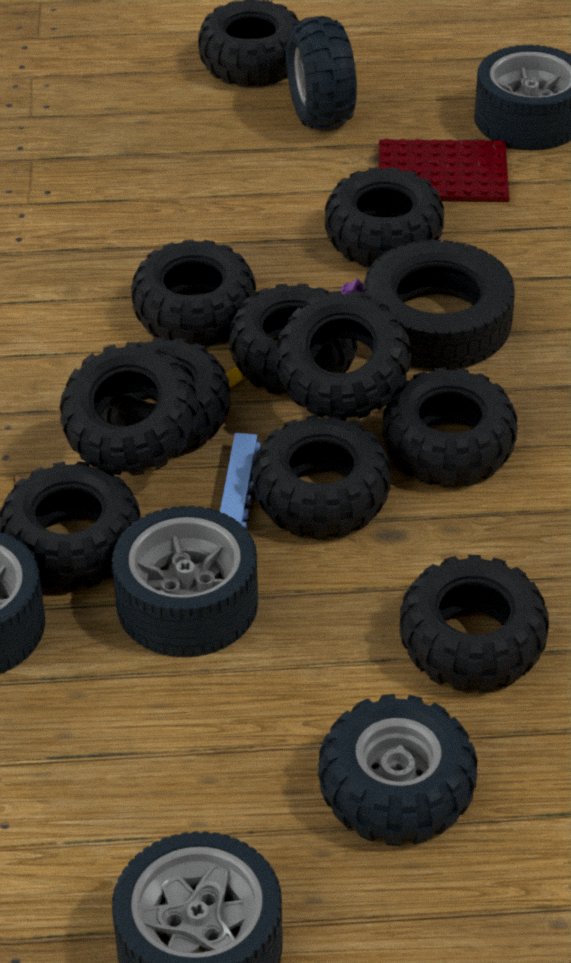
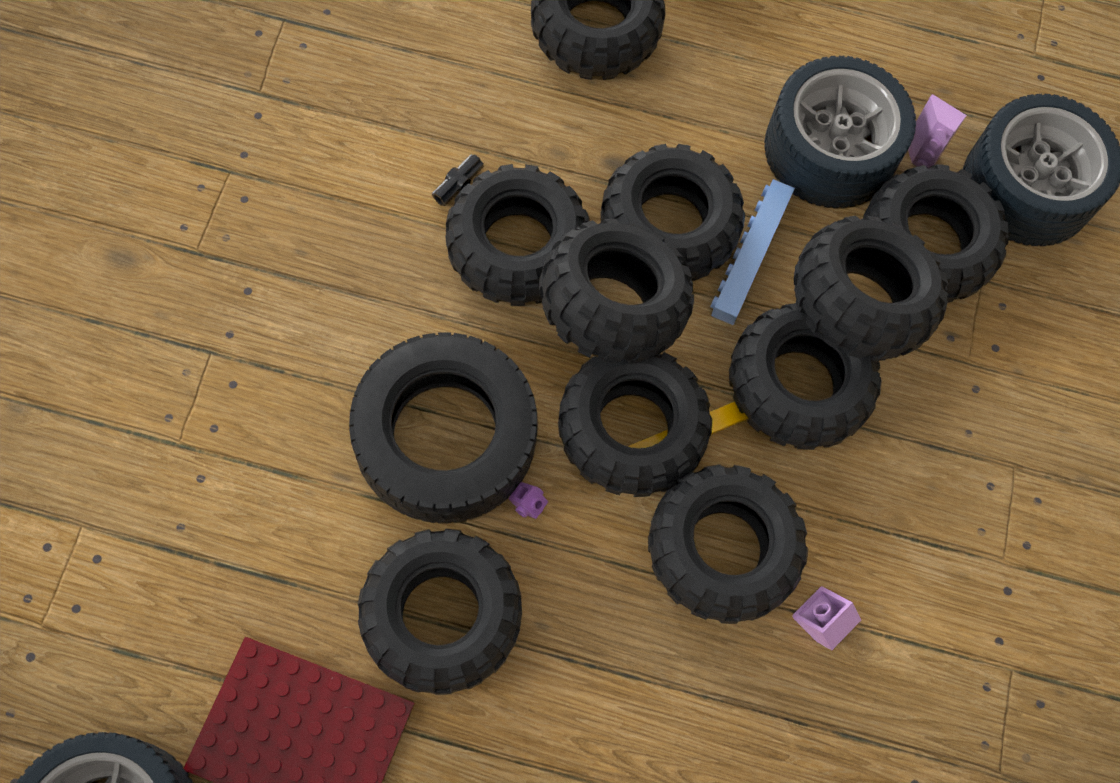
camera: 170 degrees left, 25 degrees up
(87, 597) = (934, 131): none -> lavender slope
(104, 291) = (827, 617): none -> lavender slope
(529, 475) = (457, 179): none -> black piece

